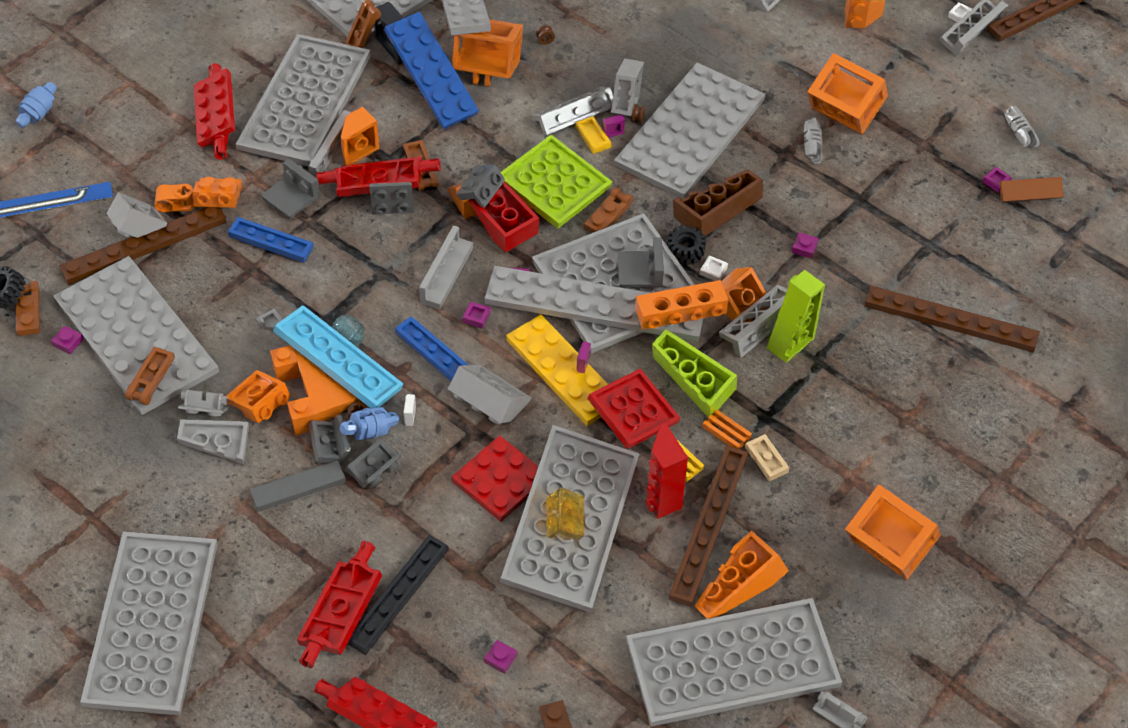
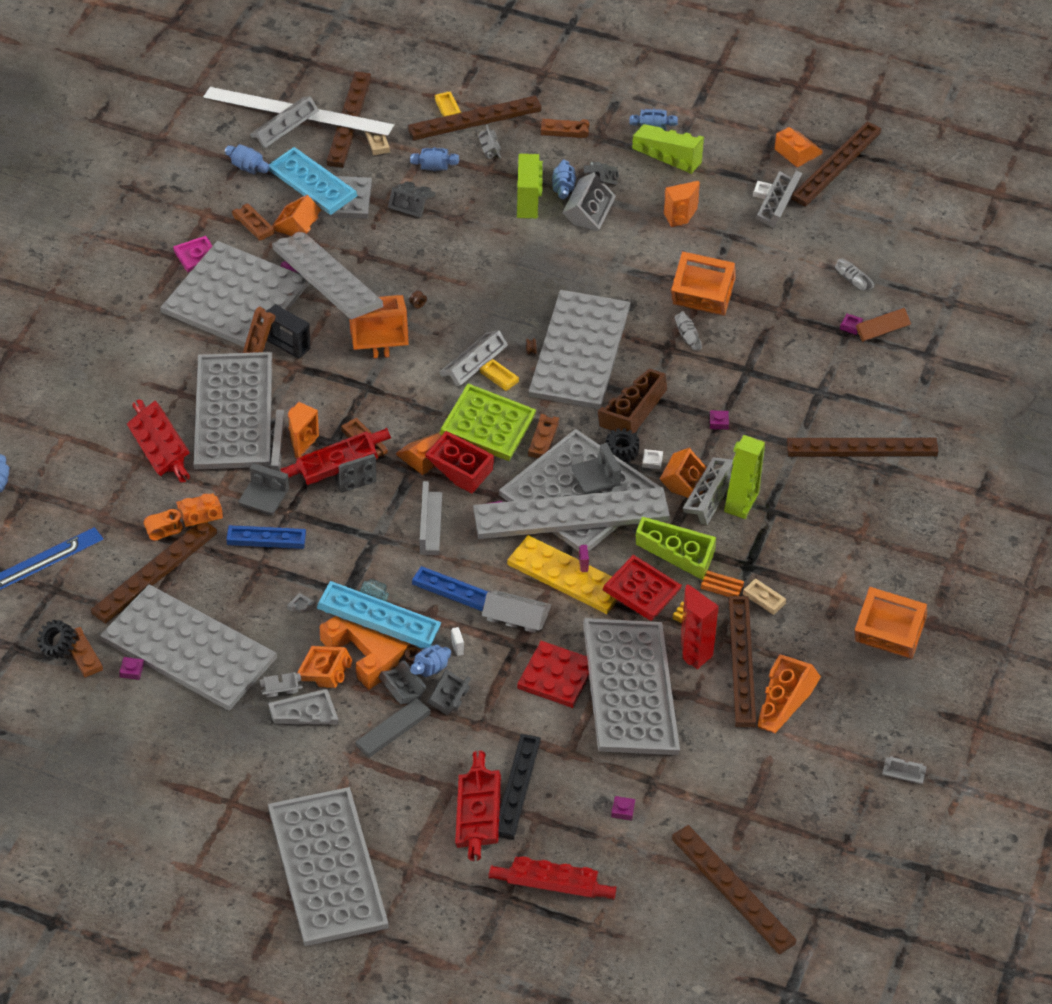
camera: 20 degrees left, 5 degrees down
(134, 216) = (138, 549): light grey slope -> none
(150, 375) = (226, 674): dark orange plate -> none
(431, 70) = (338, 355): blue plate -> none
(476, 315) = (474, 550): magenta plate -> none
(481, 184) = (433, 439): dark grey bracket -> none
(565, 514) = (628, 683): clear yellow bracket -> none
(614, 126) = (515, 362): magenta plate -> none
(626, 87) = (515, 323): light grey window -> none
(681, 304) = (646, 493): orange brick -> none
(732, 661) = (806, 757): light grey plate -> none

